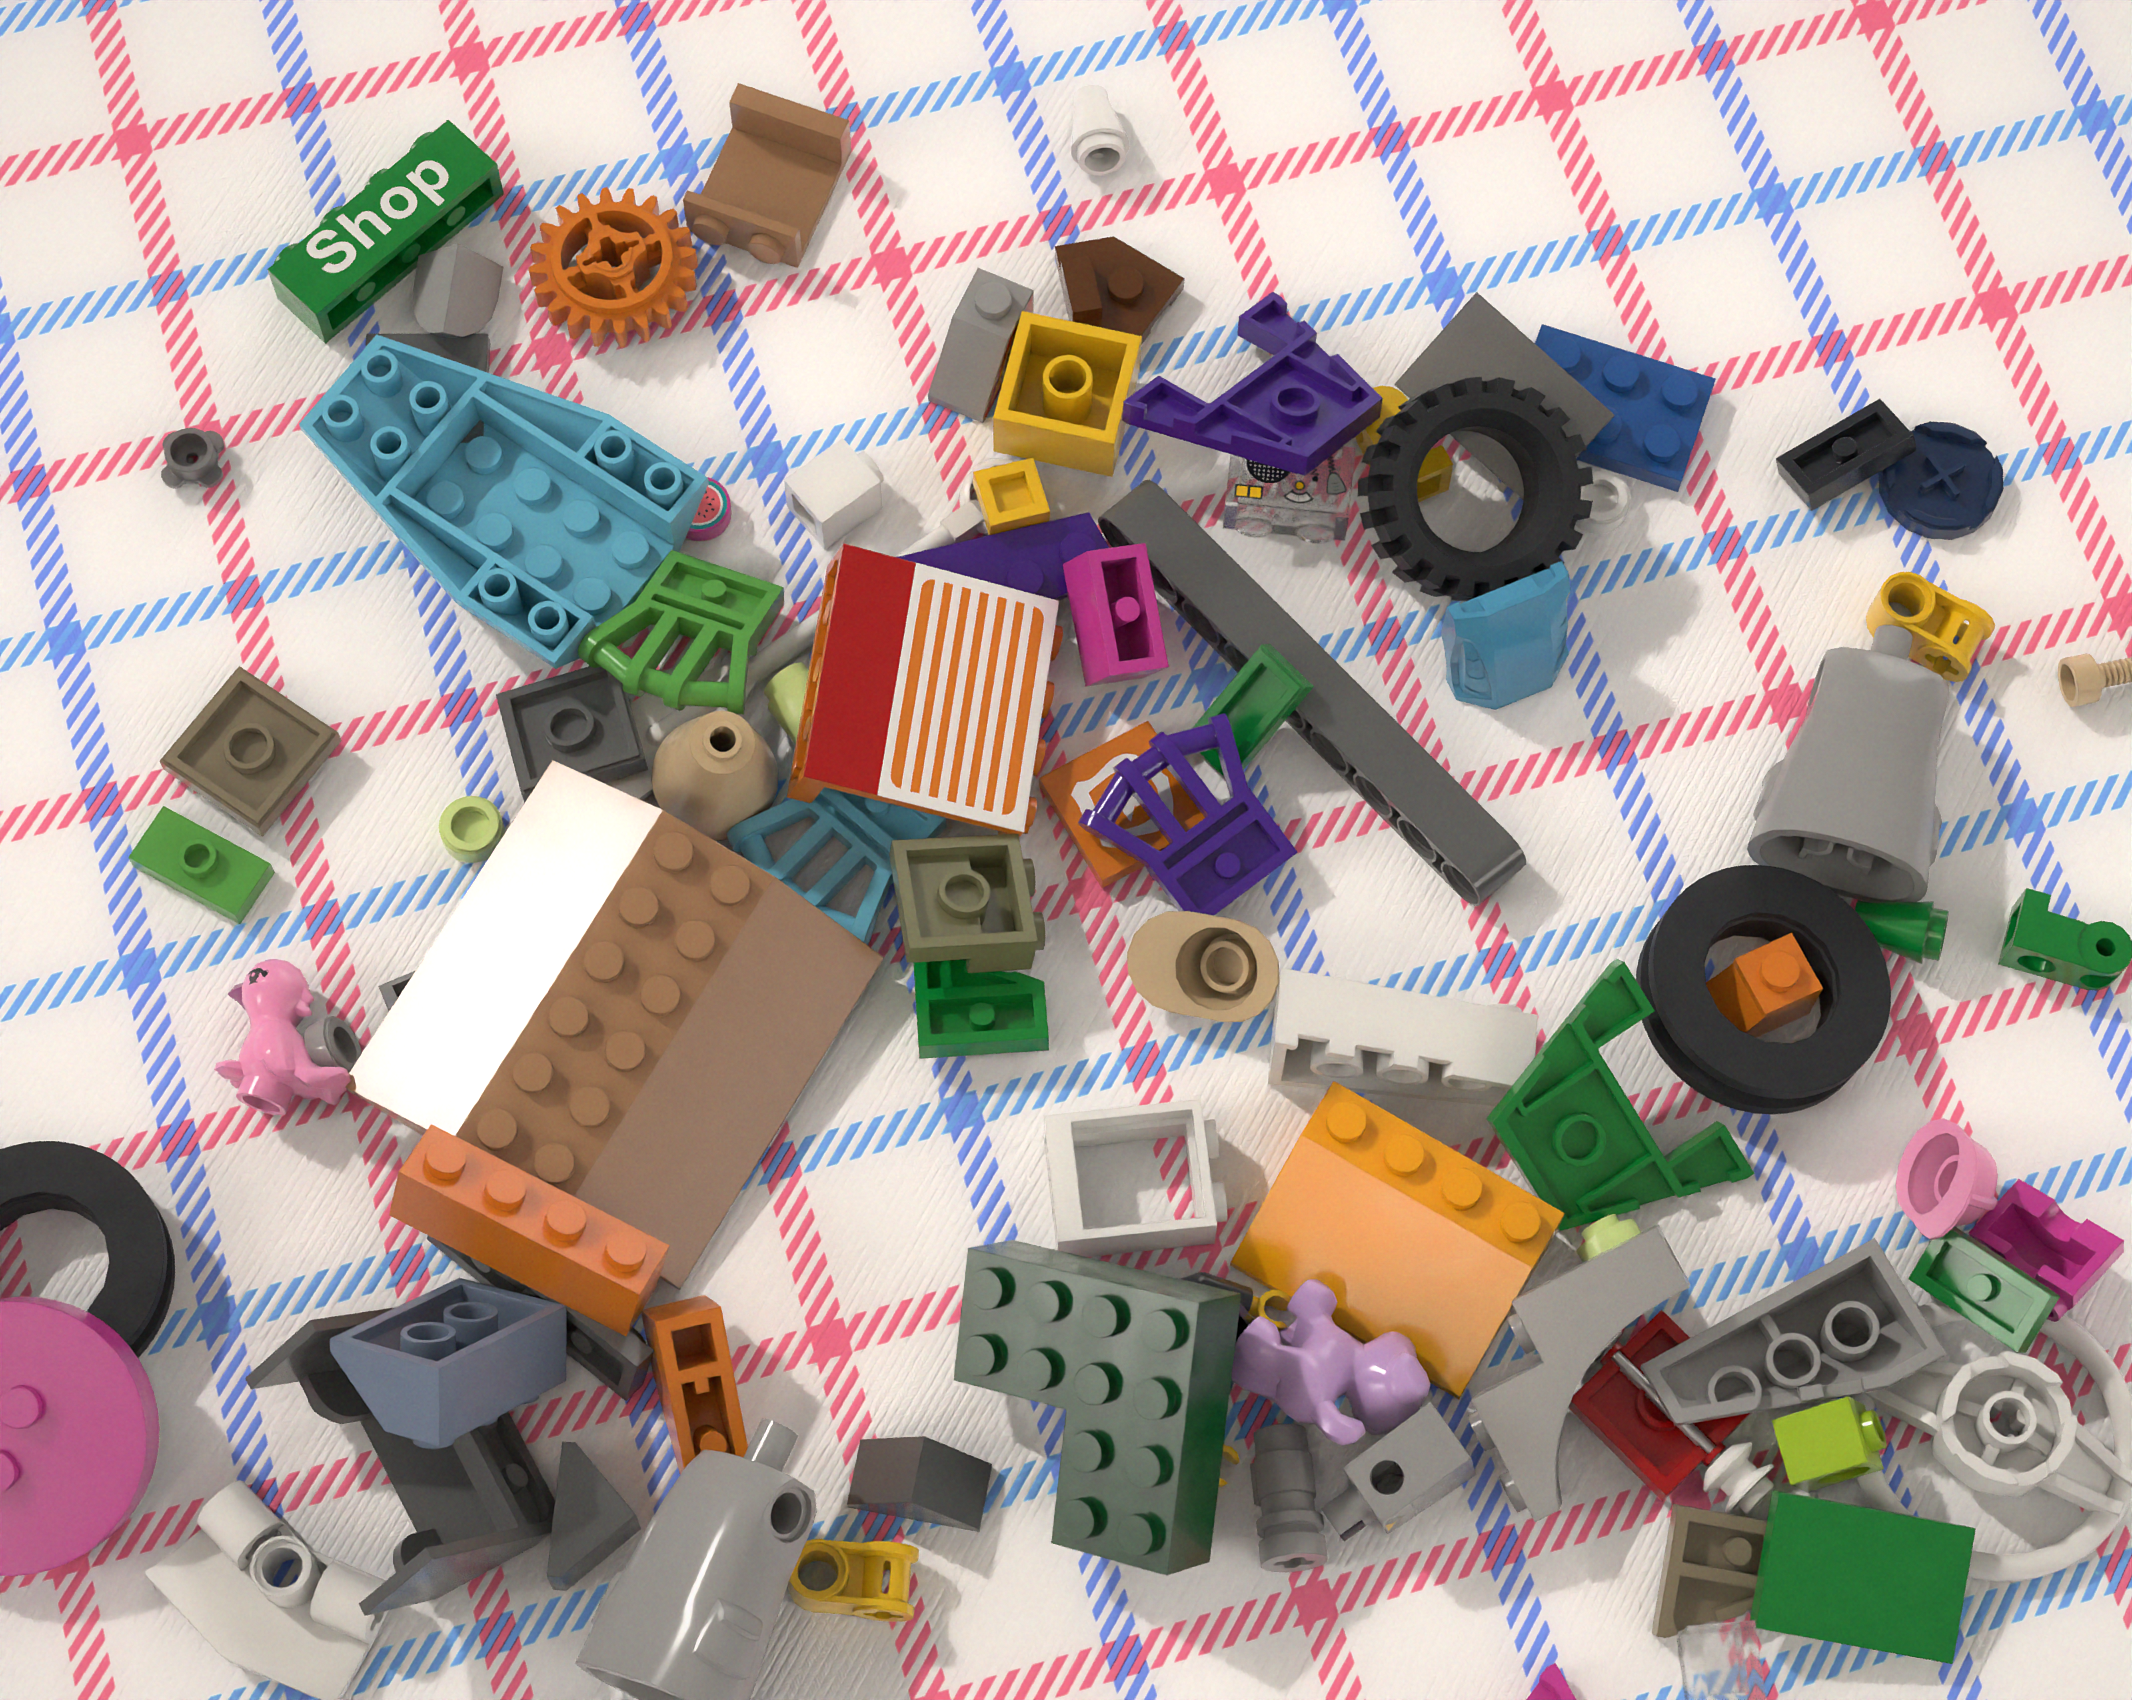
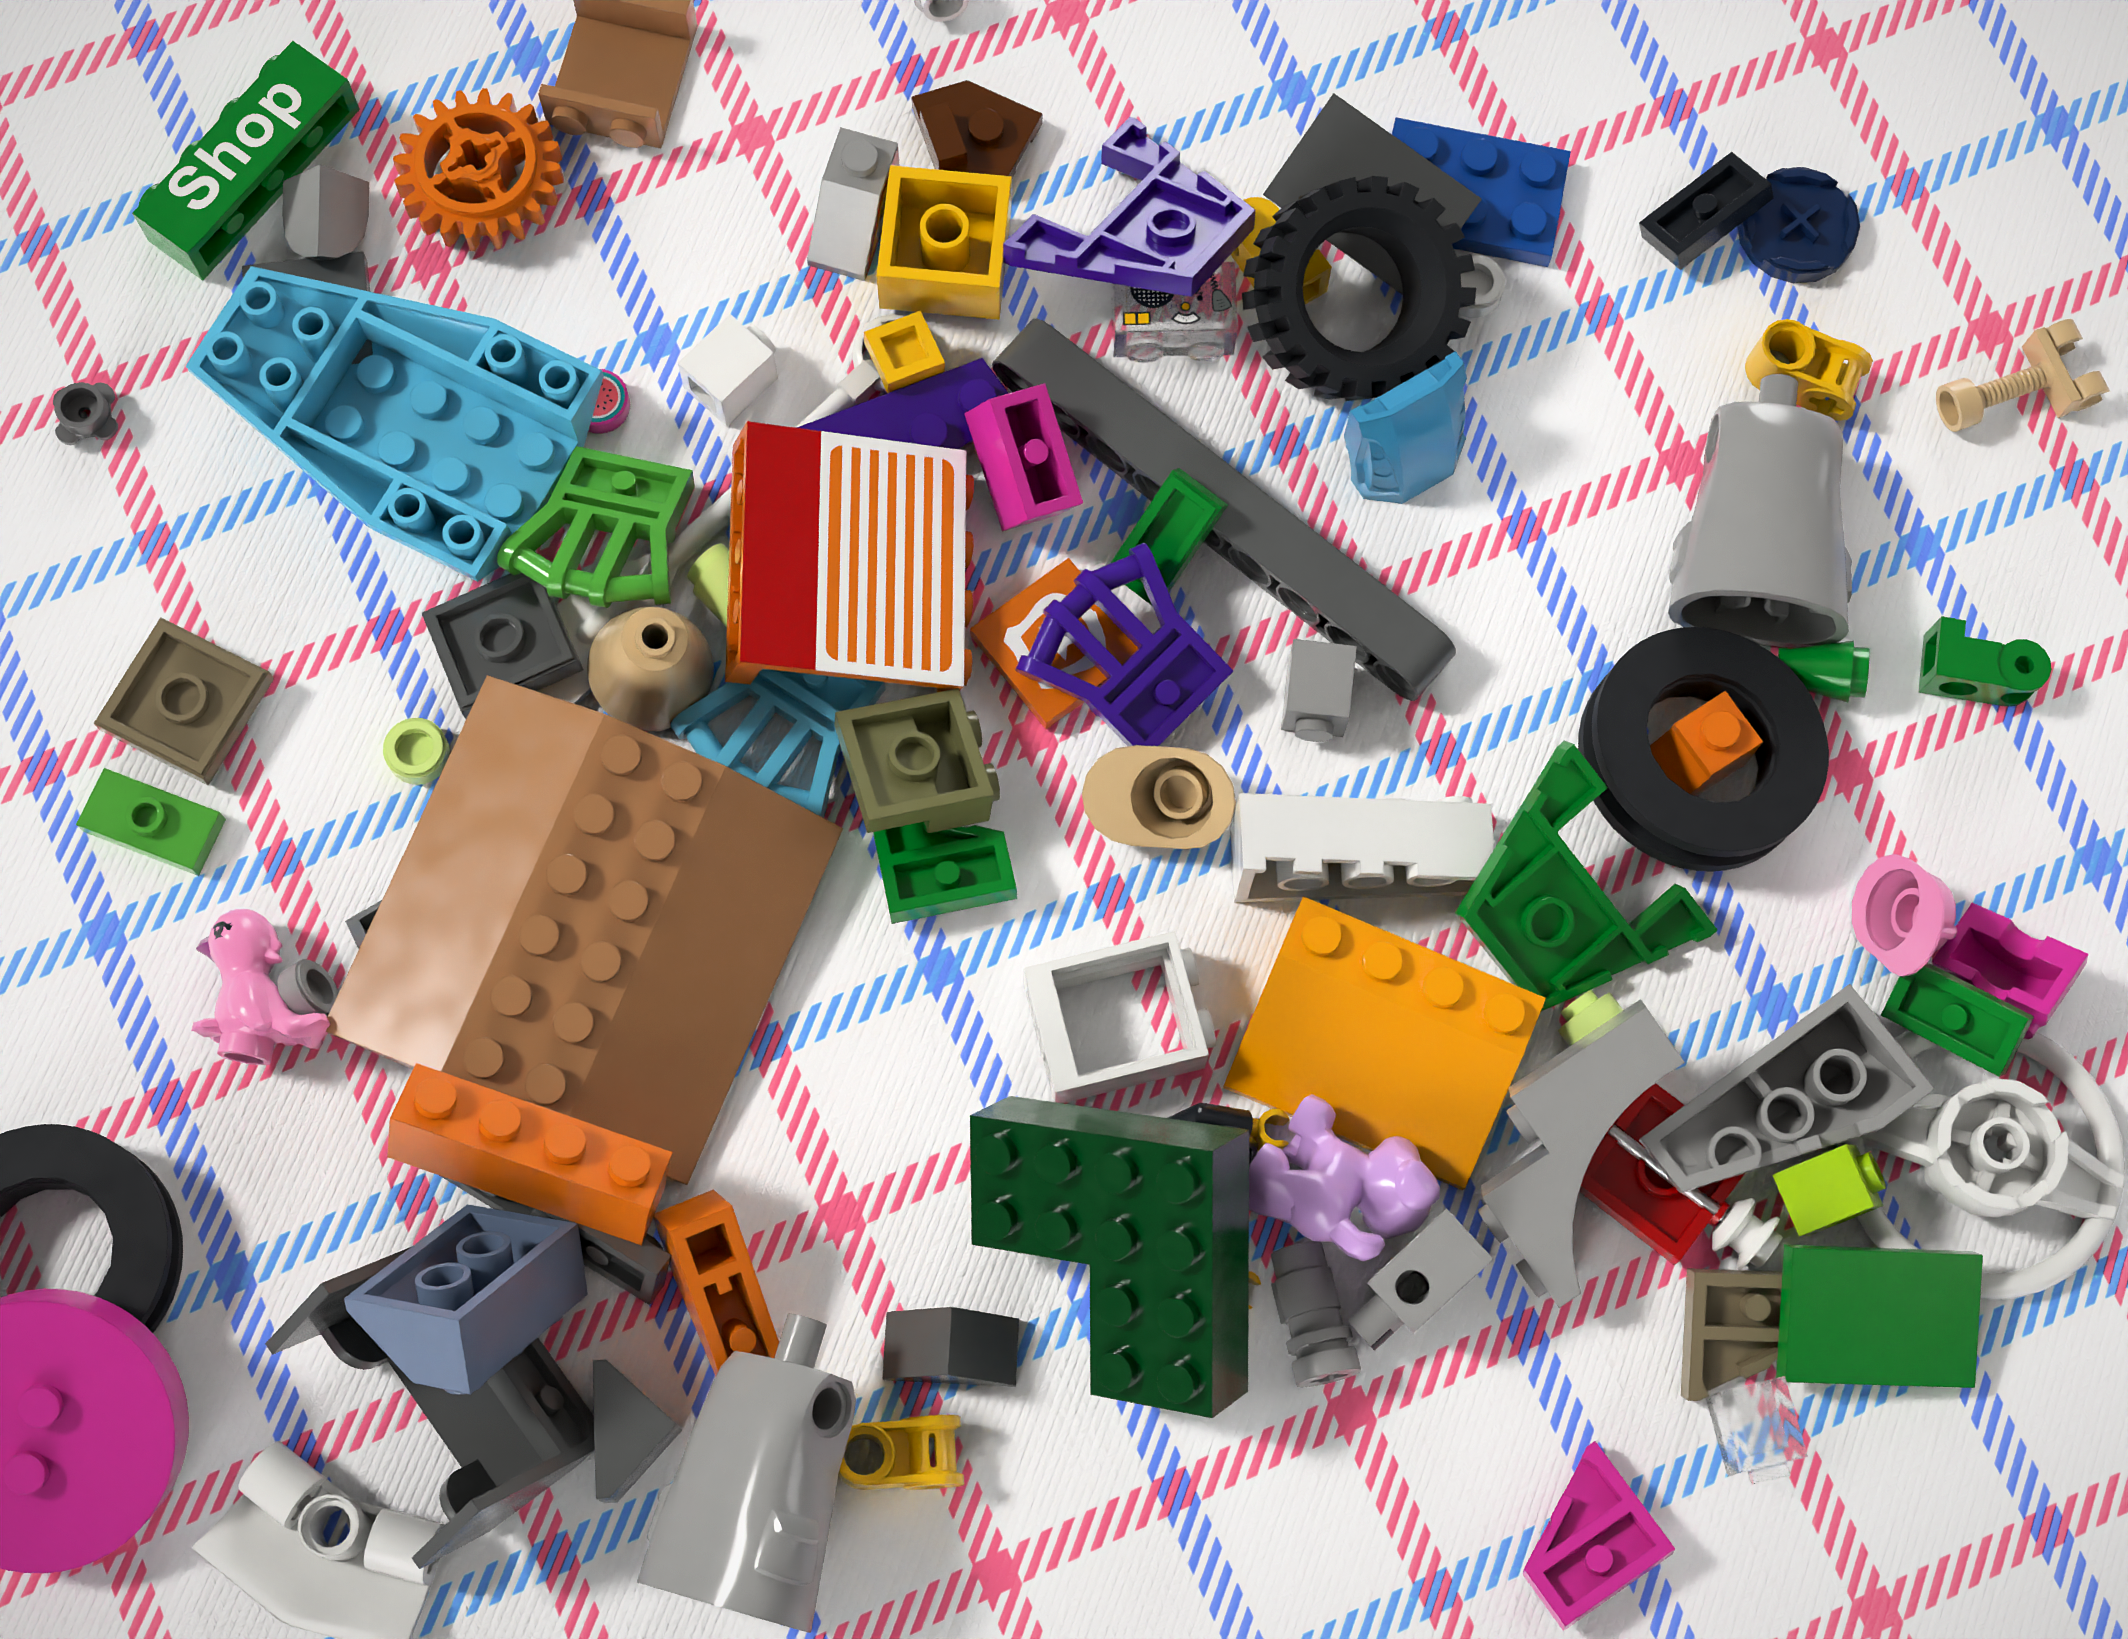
camera: 10 degrees left, 5 degrees up
(1380, 882) = (1318, 690): none -> light grey brick

